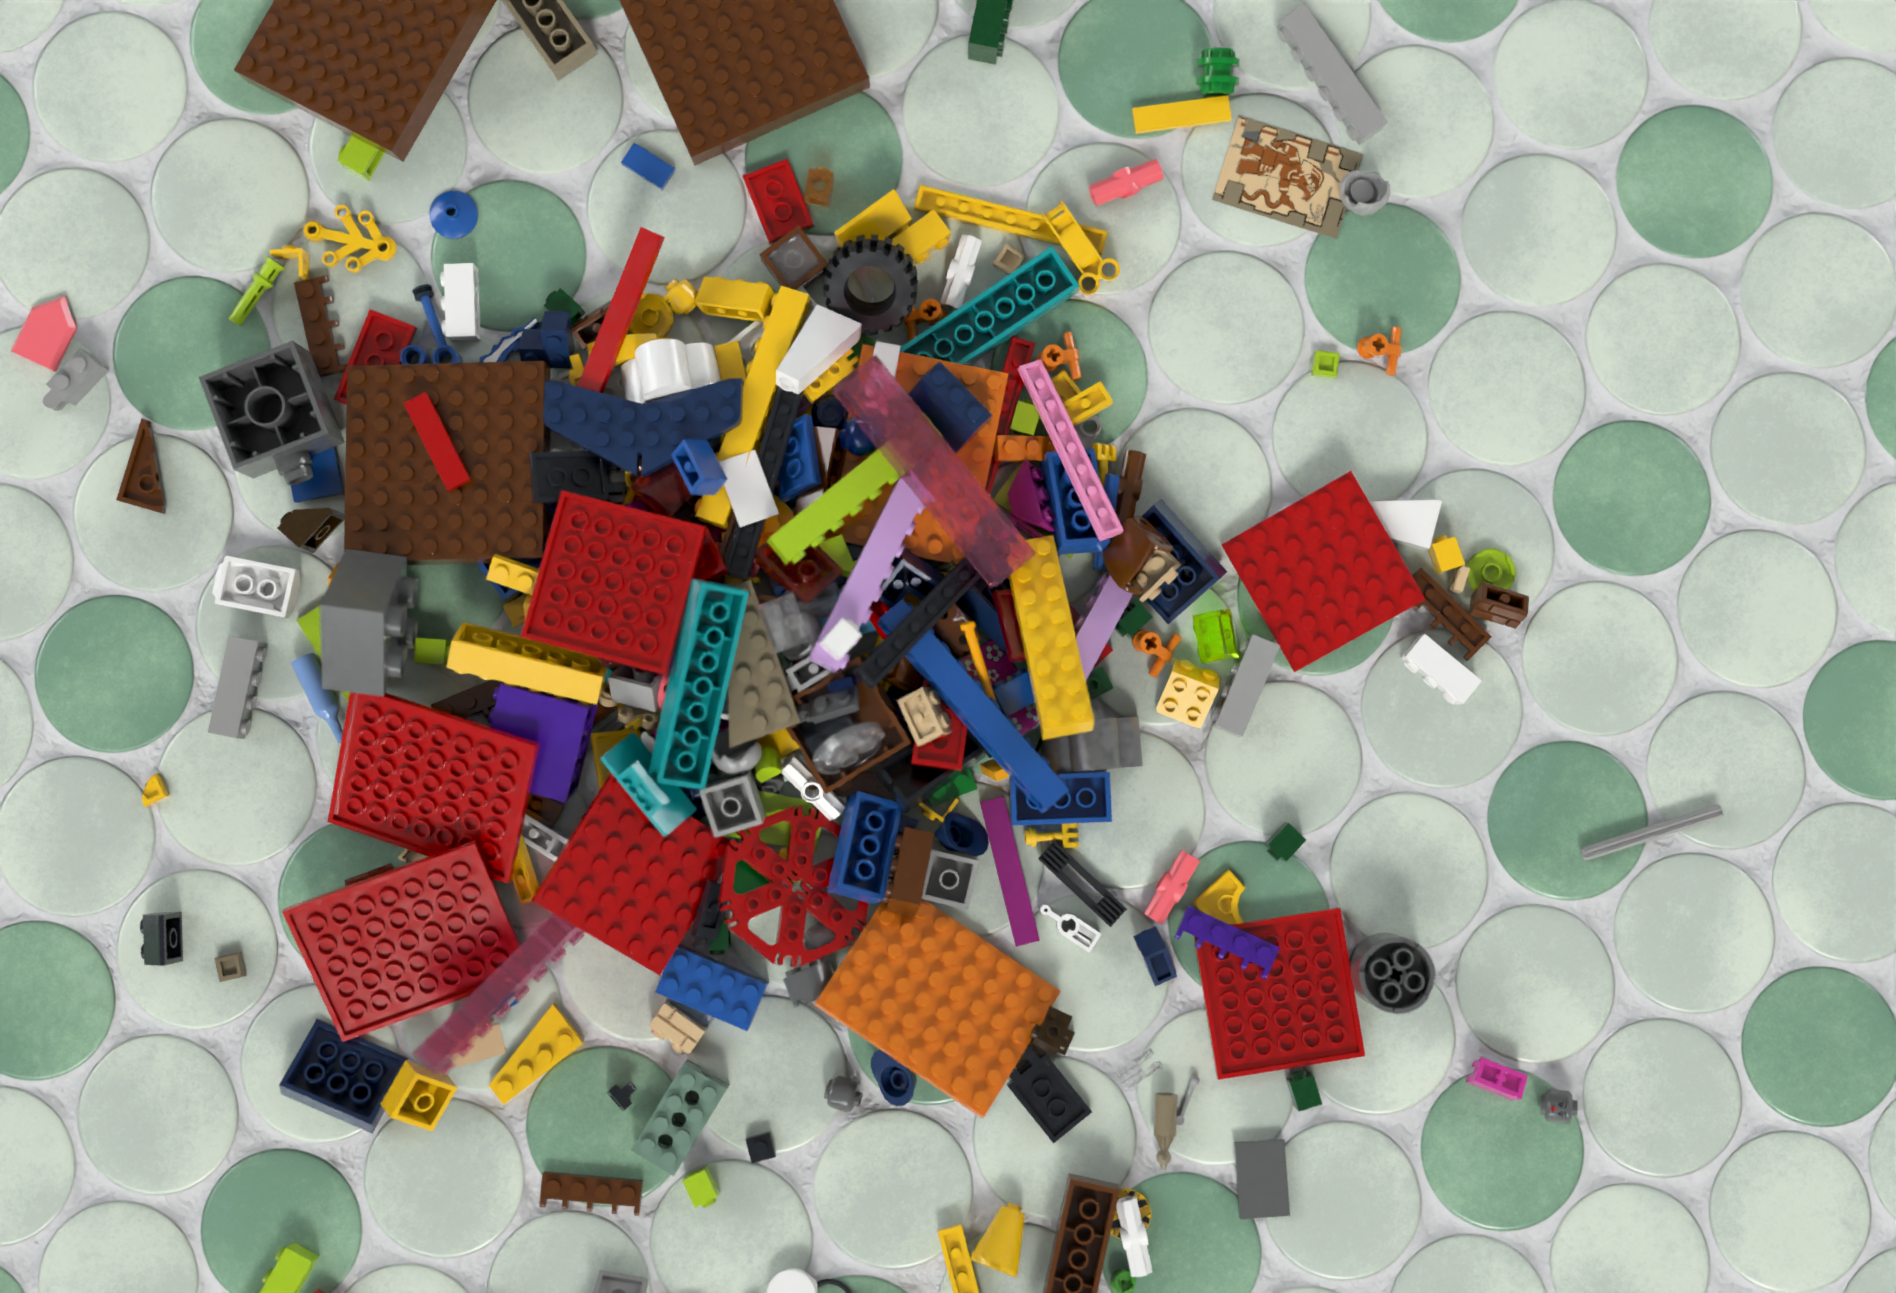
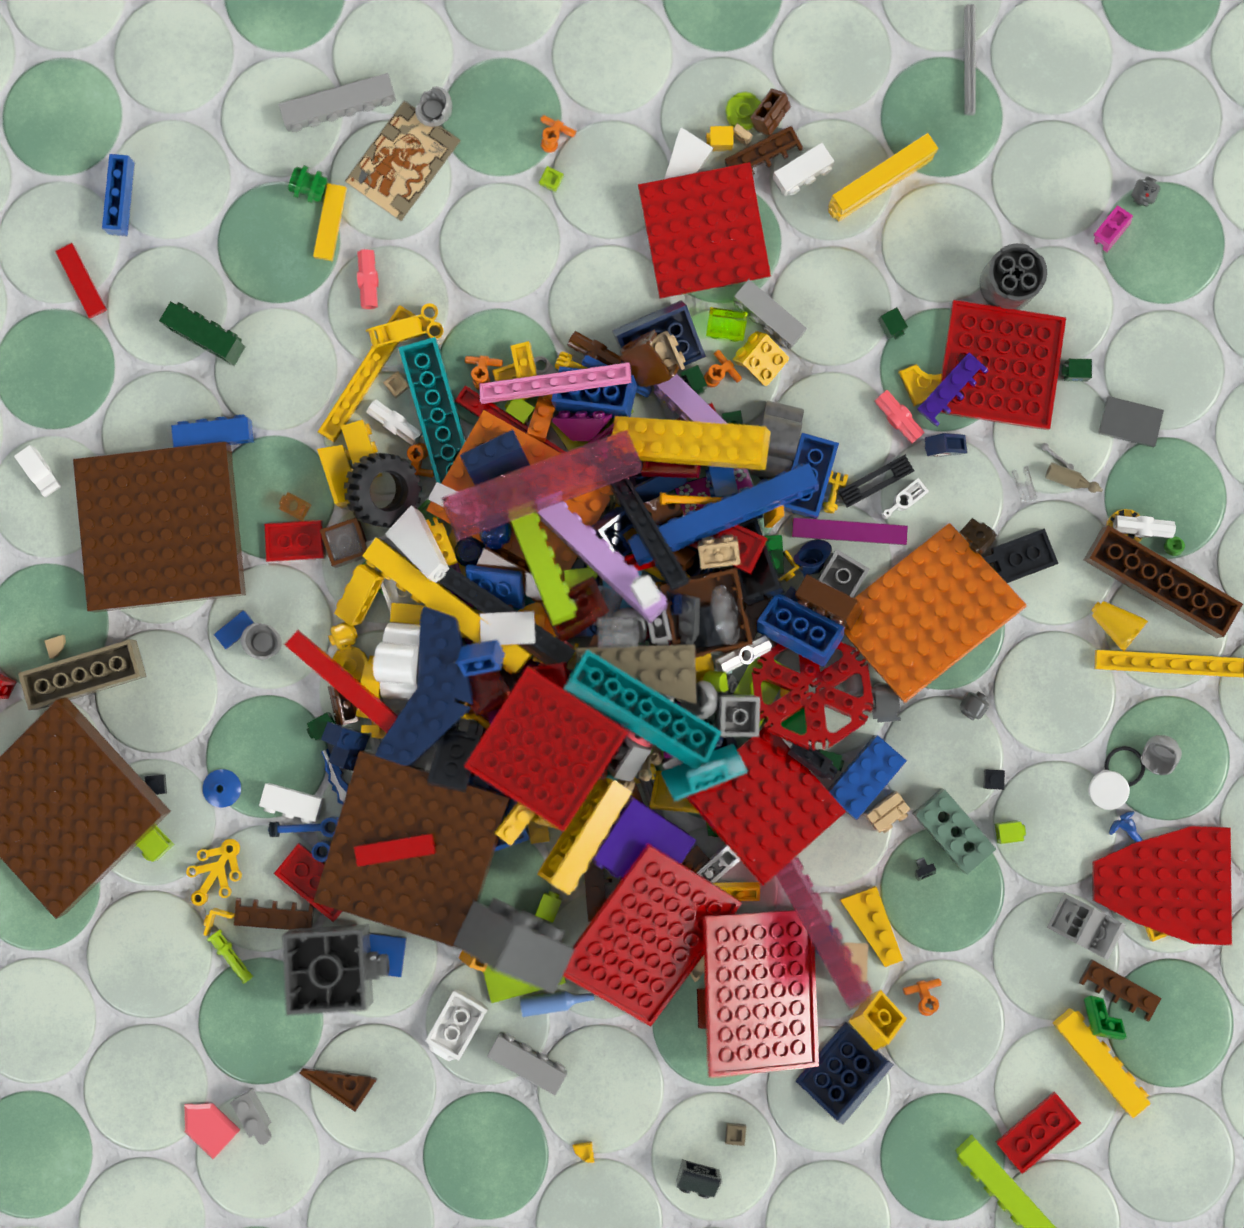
camera: 65 degrees left, 0 degrees up
(310, 526) = (425, 969): dark brown slope -> none
(433, 135) = (157, 783): none -> black plate
(477, 1139) = (923, 989): none -> orange piece
(591, 1190) = (986, 915): reddish brown hinge -> none
(642, 200) = (261, 641): none -> light grey piece
(880, 66) = (232, 431): none -> blue brick
(893, 1078) = (975, 664): dark blue piece -> none
(1463, 770) = (882, 177): none -> yellow brick

